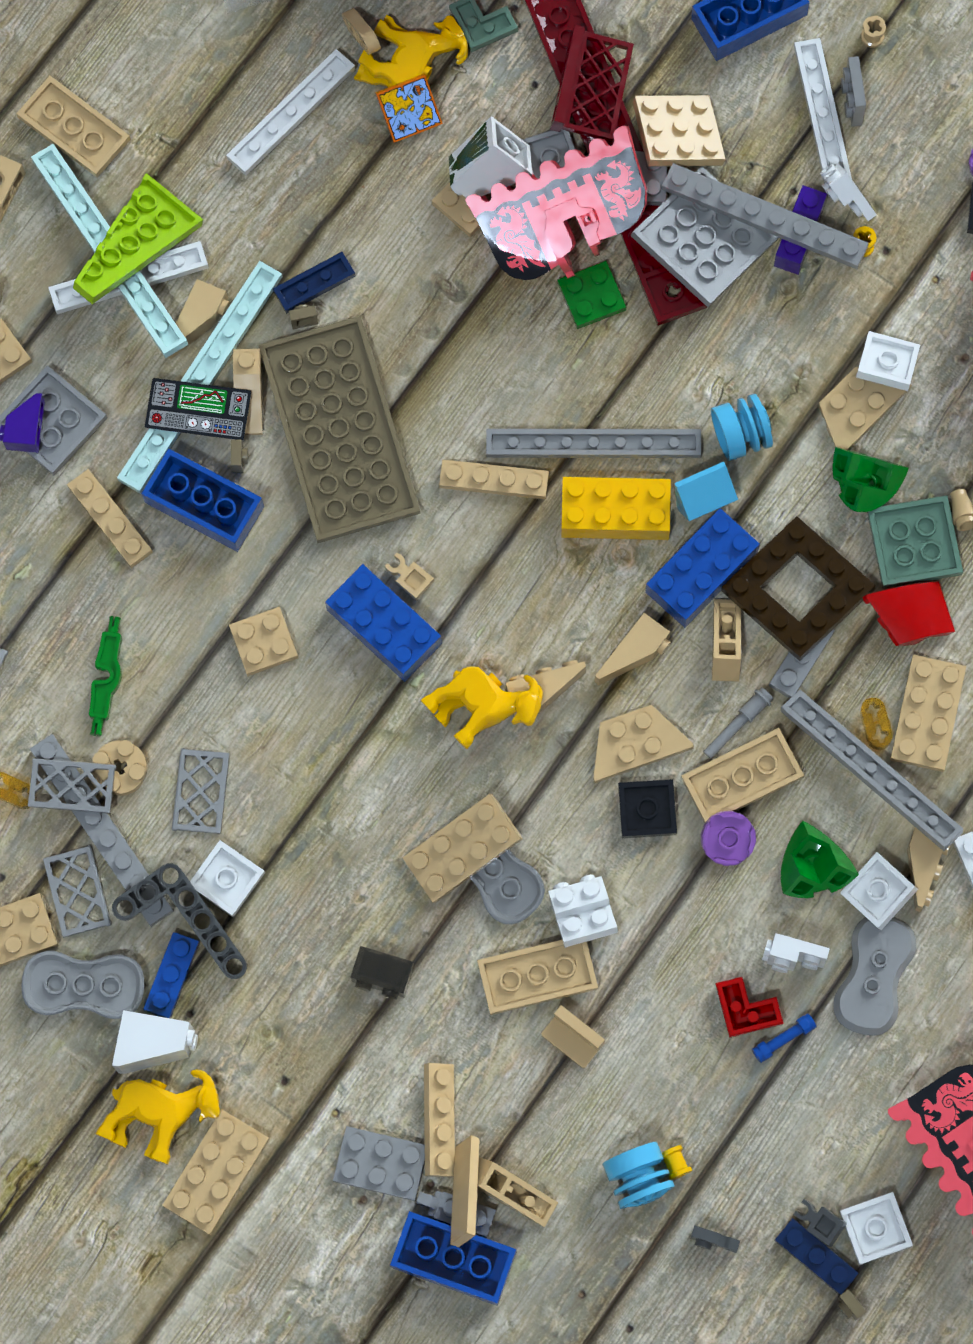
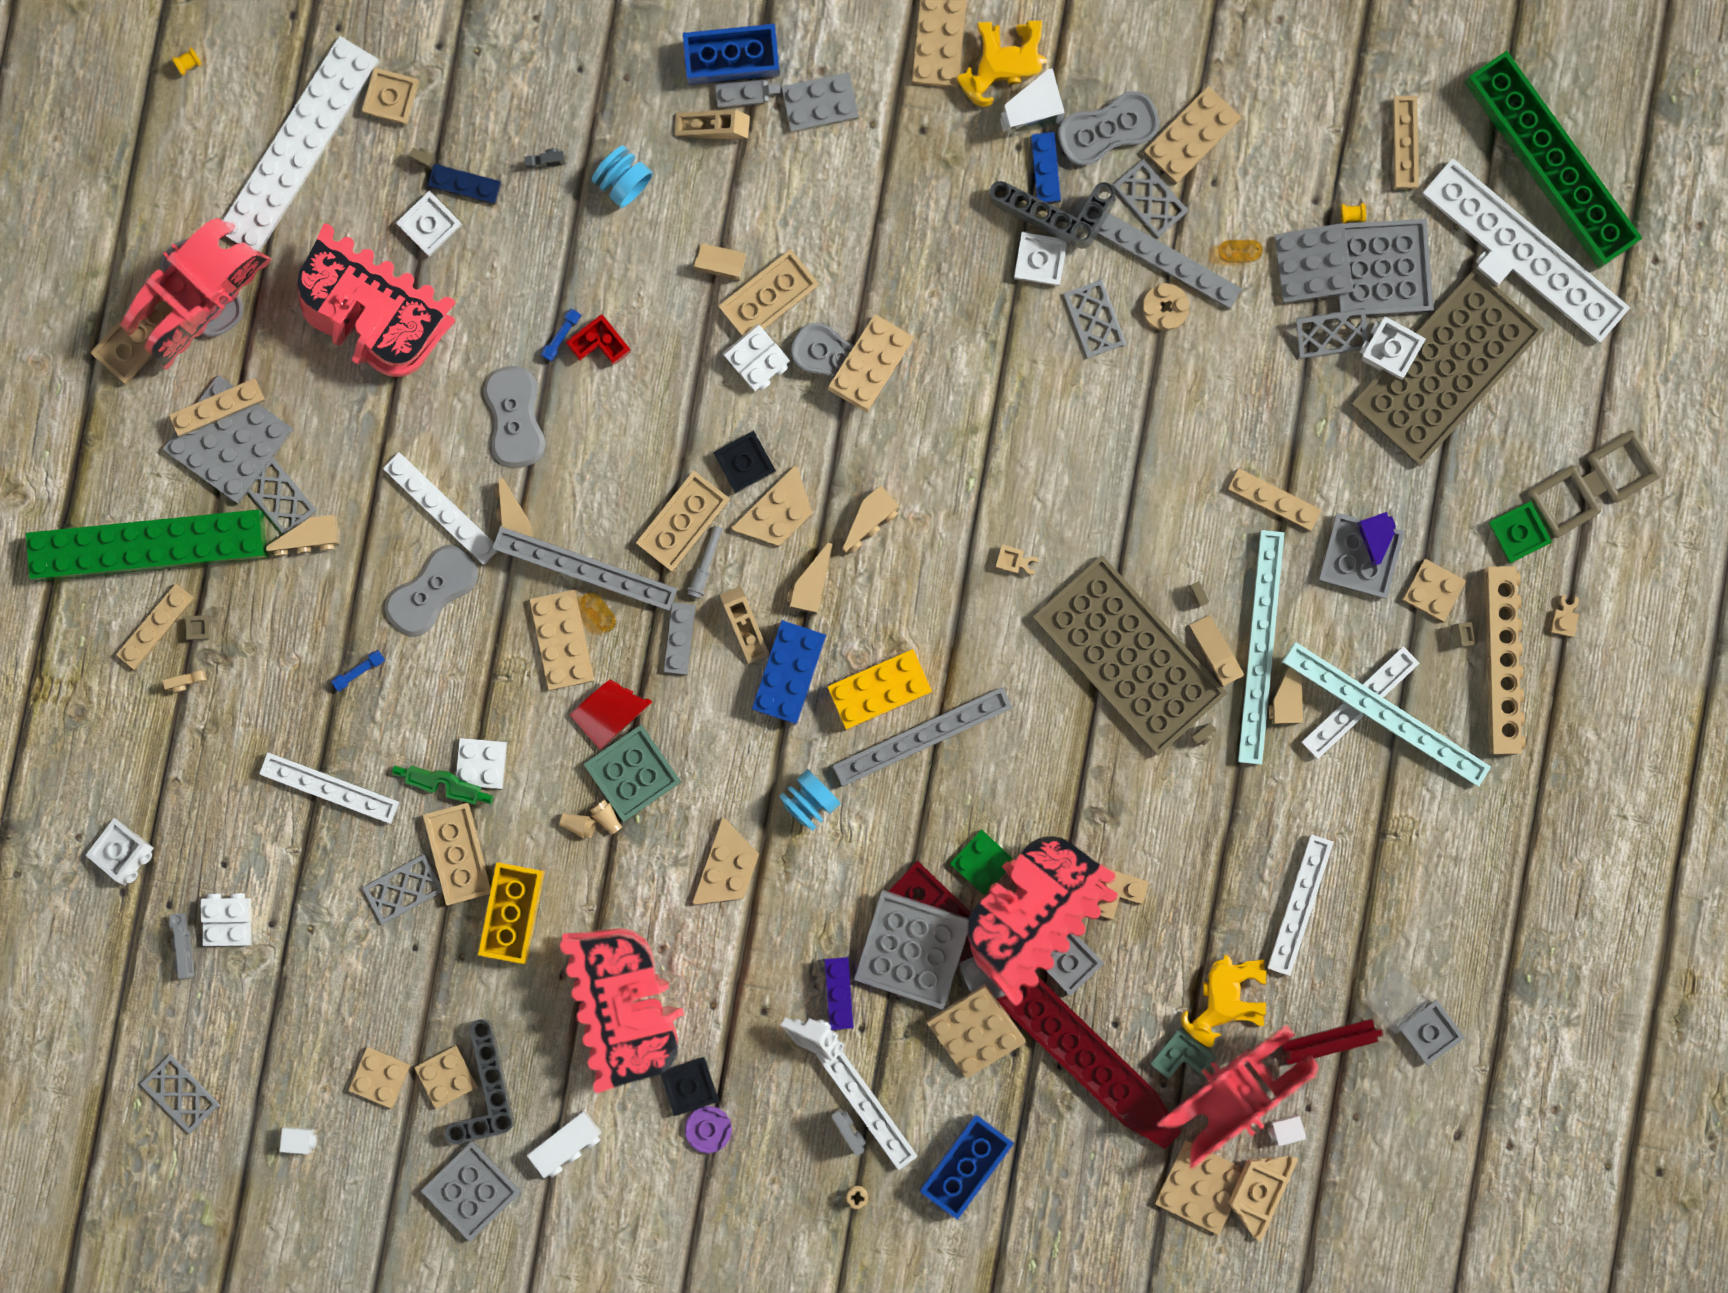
camera: 150 degrees right, 10 degrees up
(73, 126) = (1470, 810): tan plate -> none
(83, 805) = (1199, 253): light grey window -> none
(103, 690) = (1217, 385): green piece -> none
(139, 235) = (1366, 738): lime wing -> none
(198, 409) = (1248, 616): sticker -> none
(203, 500) = (1207, 543): blue brick -> none
(263, 641) = (1104, 457): tan plate -> none
(314, 282) = (1209, 768): dark blue plate -> none
(361, 31) = (1275, 996): tan beam -> none
(382, 973) = (887, 241): clear smoke brick -> none
(383, 622) = (1017, 512): blue brick -> none
(408, 108) = (1205, 950): tile -> none
(439, 1119) = (791, 153): tan plate -> none
(465, 1191) = (745, 103): tan tile -> none
(484, 700) = (907, 484): yellow animal -> none
(488, 158) = (1115, 929): white slope -> none
(494, 479) = (987, 672): tan plate -> none
(569, 80) = (1085, 1035): dark red fence -> none
(675, 1162) = (600, 203): yellow bush -> none
(704, 492) = (812, 729): medium azure slope -> none
(728, 838) = (672, 467): medium lavender tile -> none
(765, 216) = (870, 984): light grey plate -> none
(786, 951) = (587, 395): white plate -> none
(795, 635) = (665, 704): dark brown plate -> none
(814, 864) = (597, 477): green brick -> none
(823, 1224) = (468, 208): dark grey plate -> none
(863, 234) = (777, 1010): yellow bush -> none
(865, 479) = (693, 805): green brick -> none
(879, 891) = (537, 477): white plate -> none
(888, 361) = (719, 913): white plate -> none

